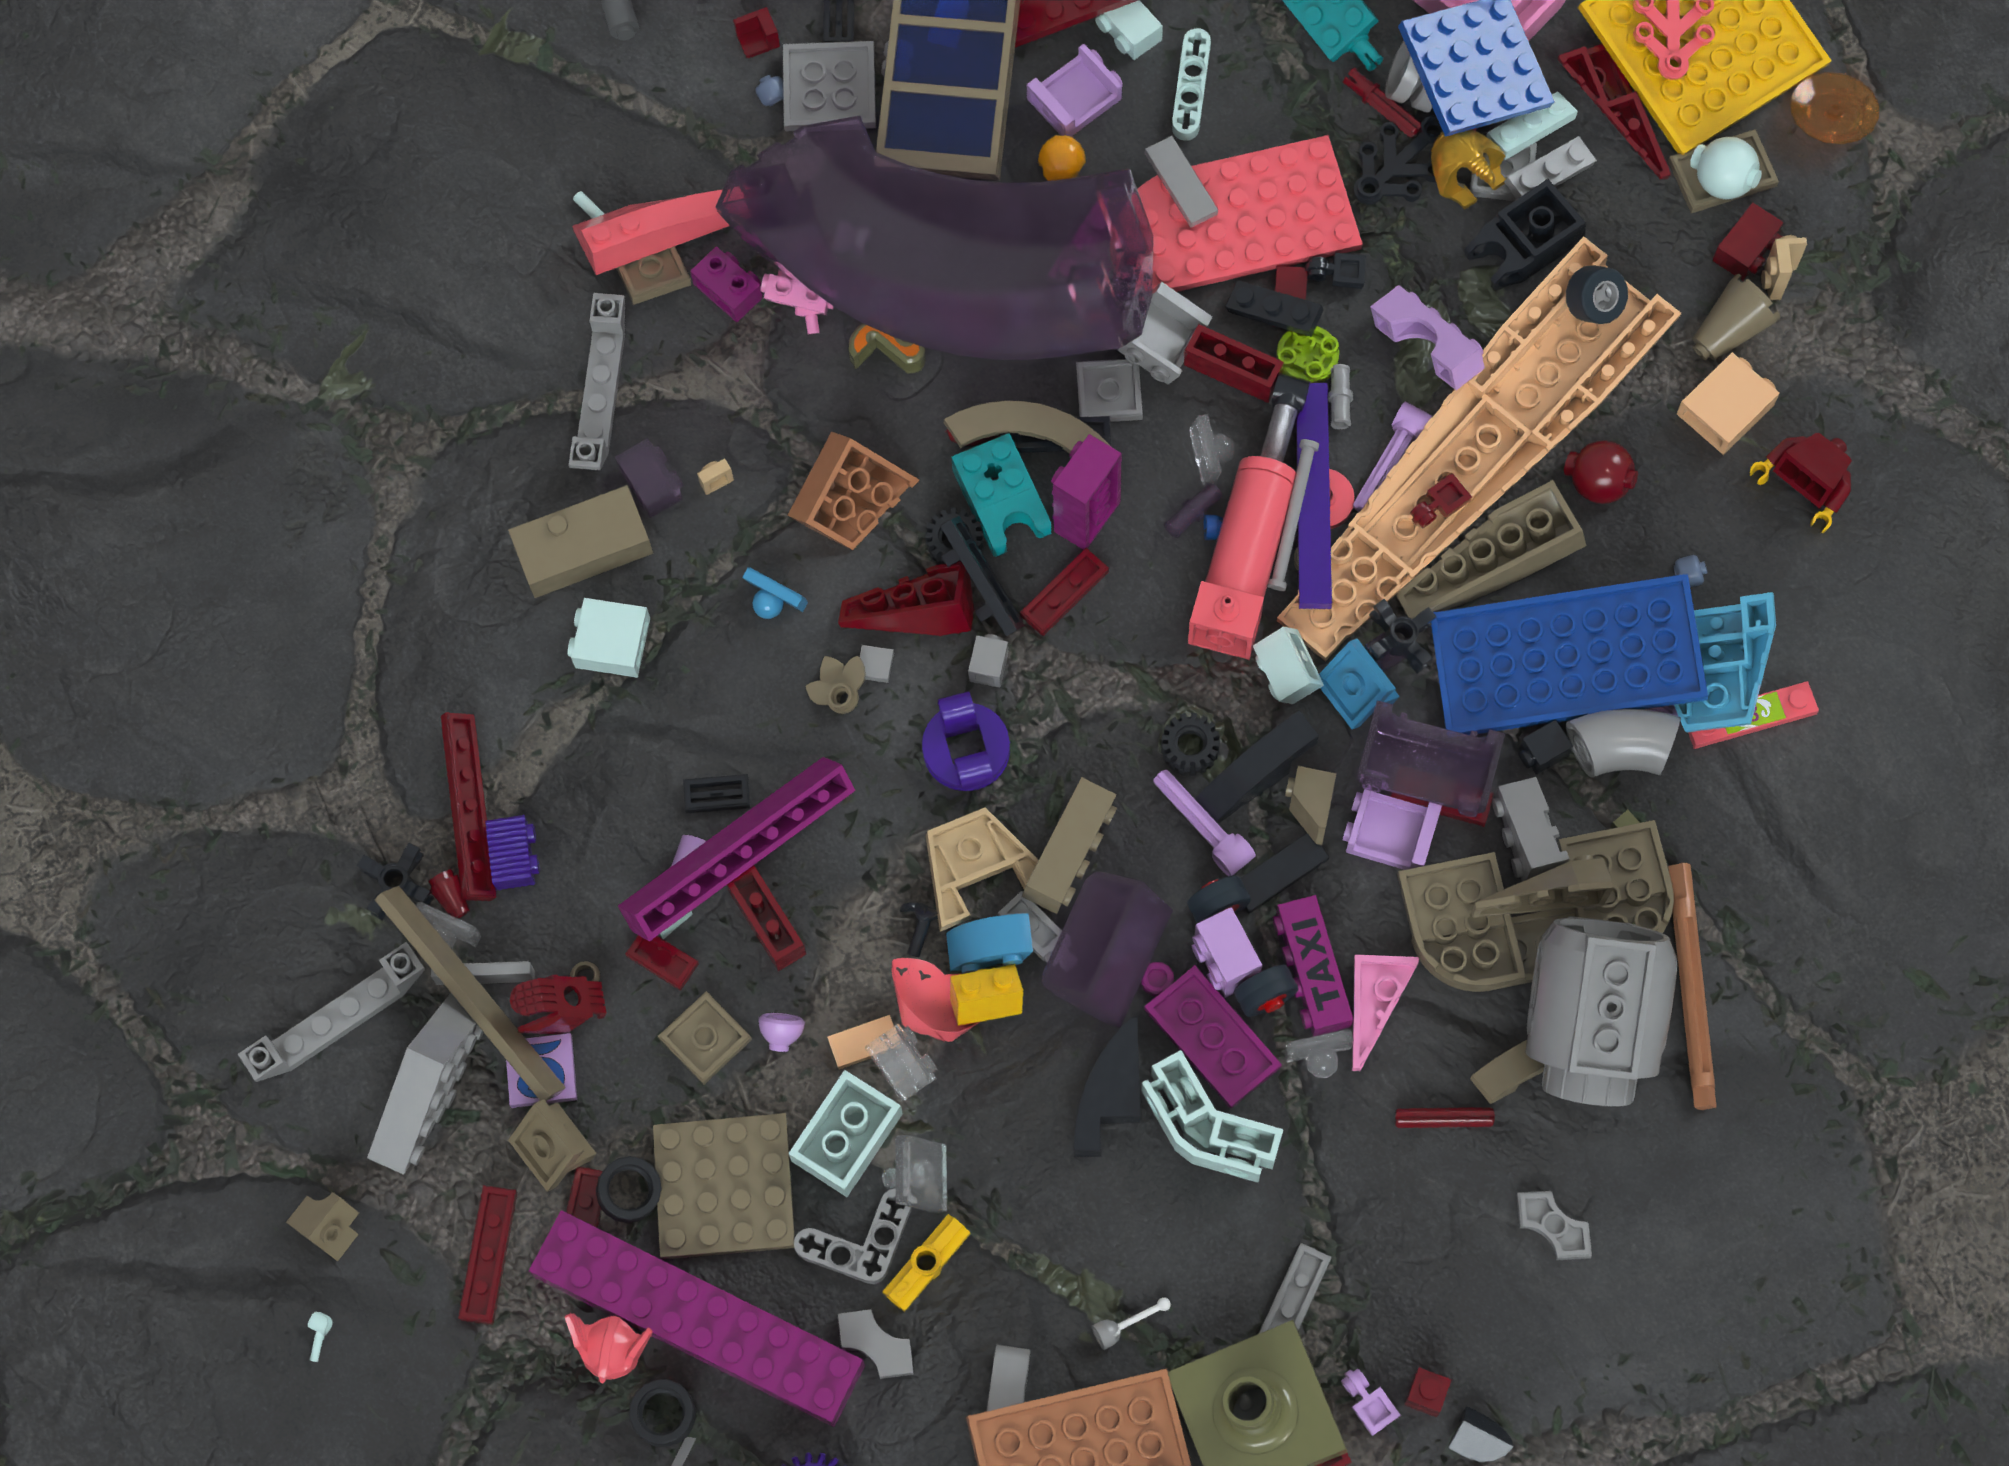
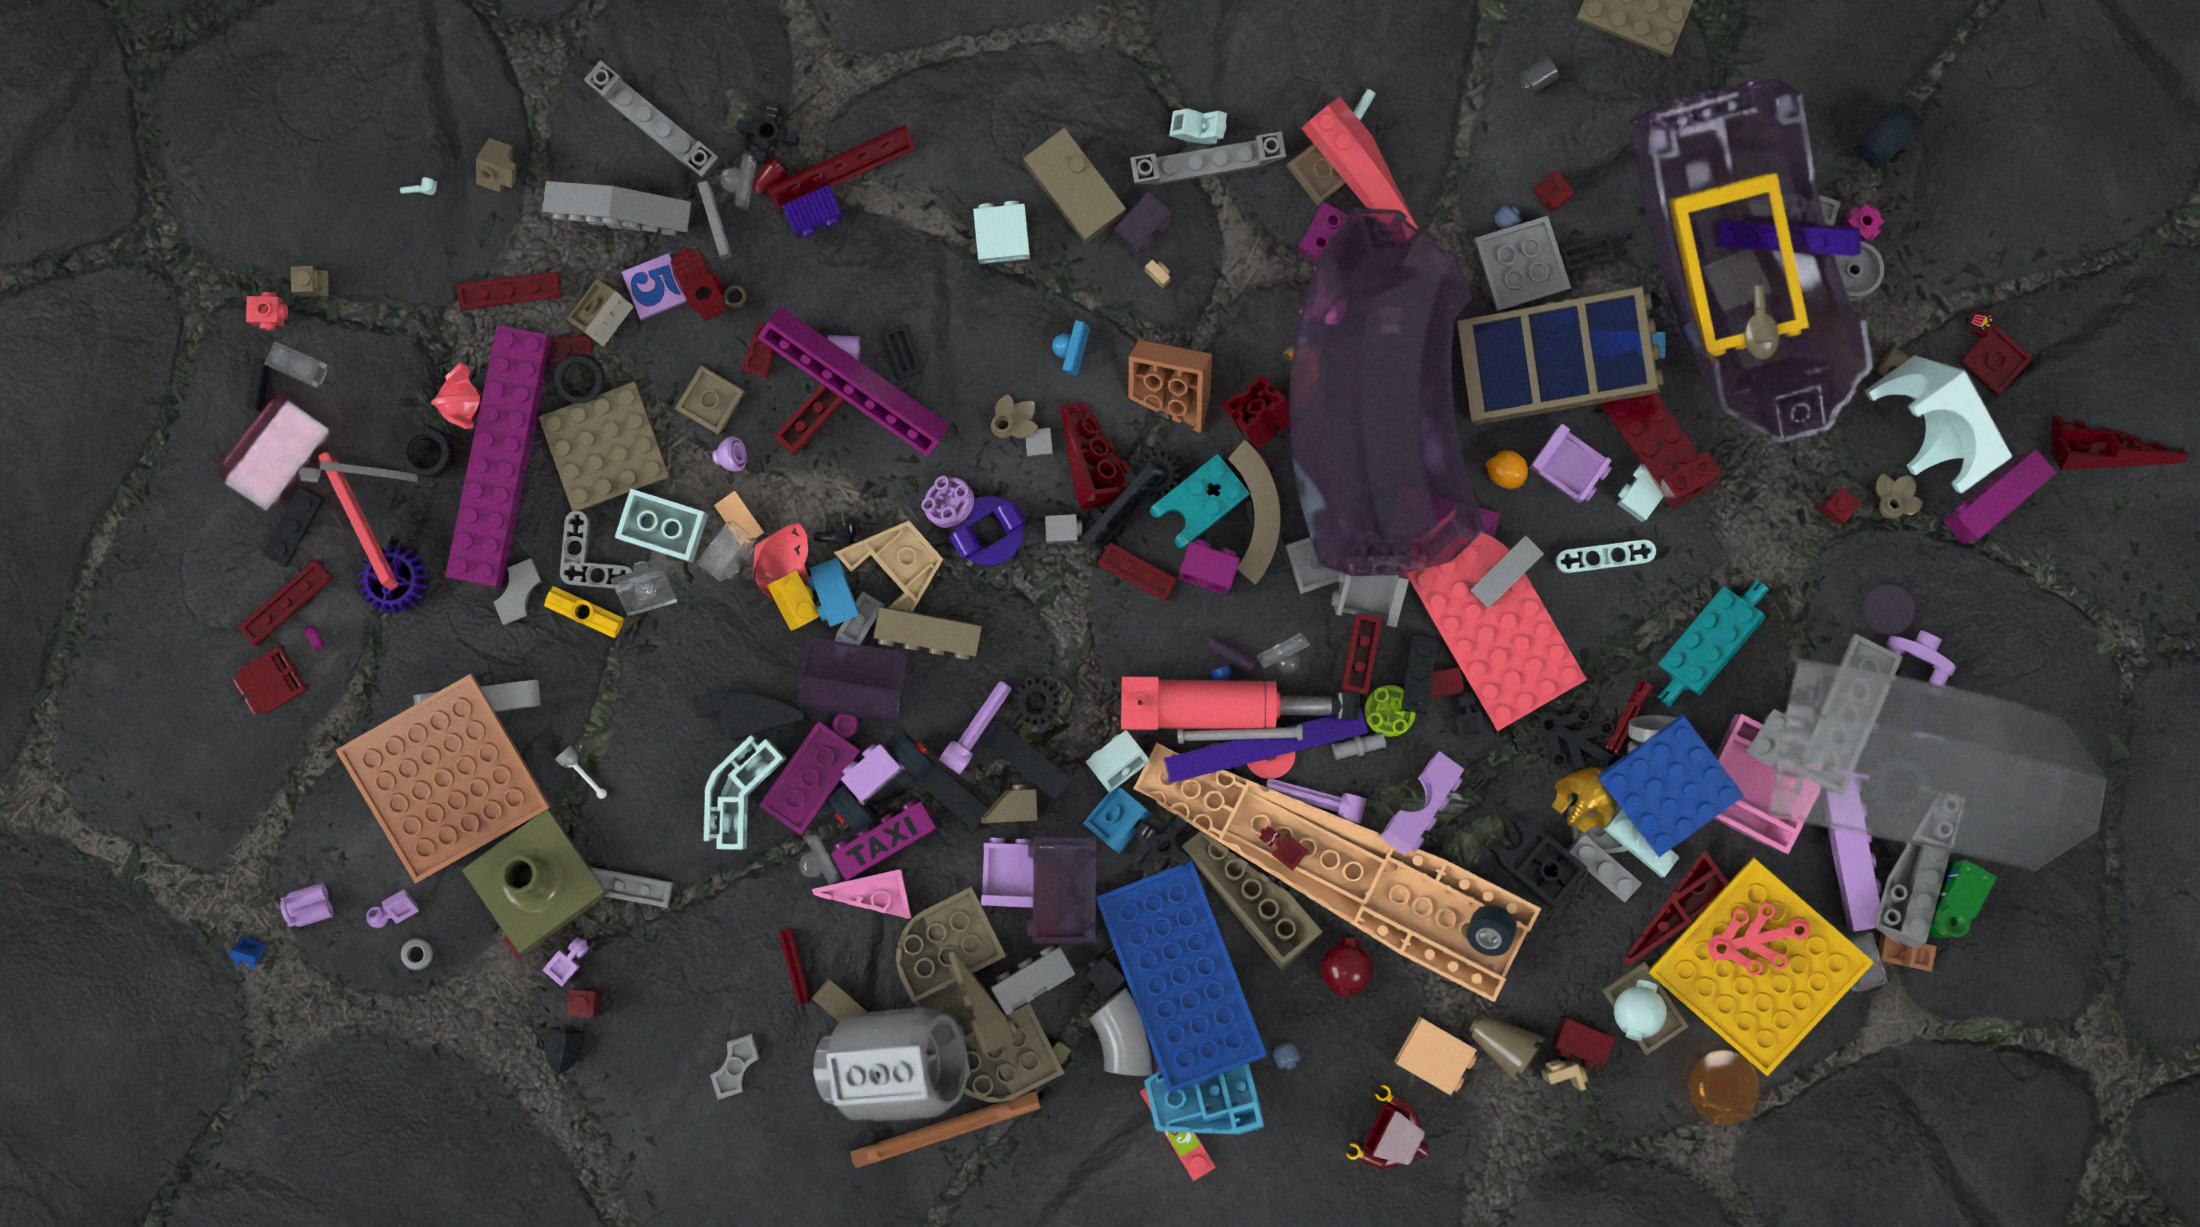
camera: 75 degrees right, 15 degrees up
(470, 993) = (689, 216): dark tan tile -> none
(558, 385) = (1198, 126): none -> light aqua brick
(915, 399) = (1258, 412): none -> dark red brick
(917, 782) = (948, 502): none -> lavender tile

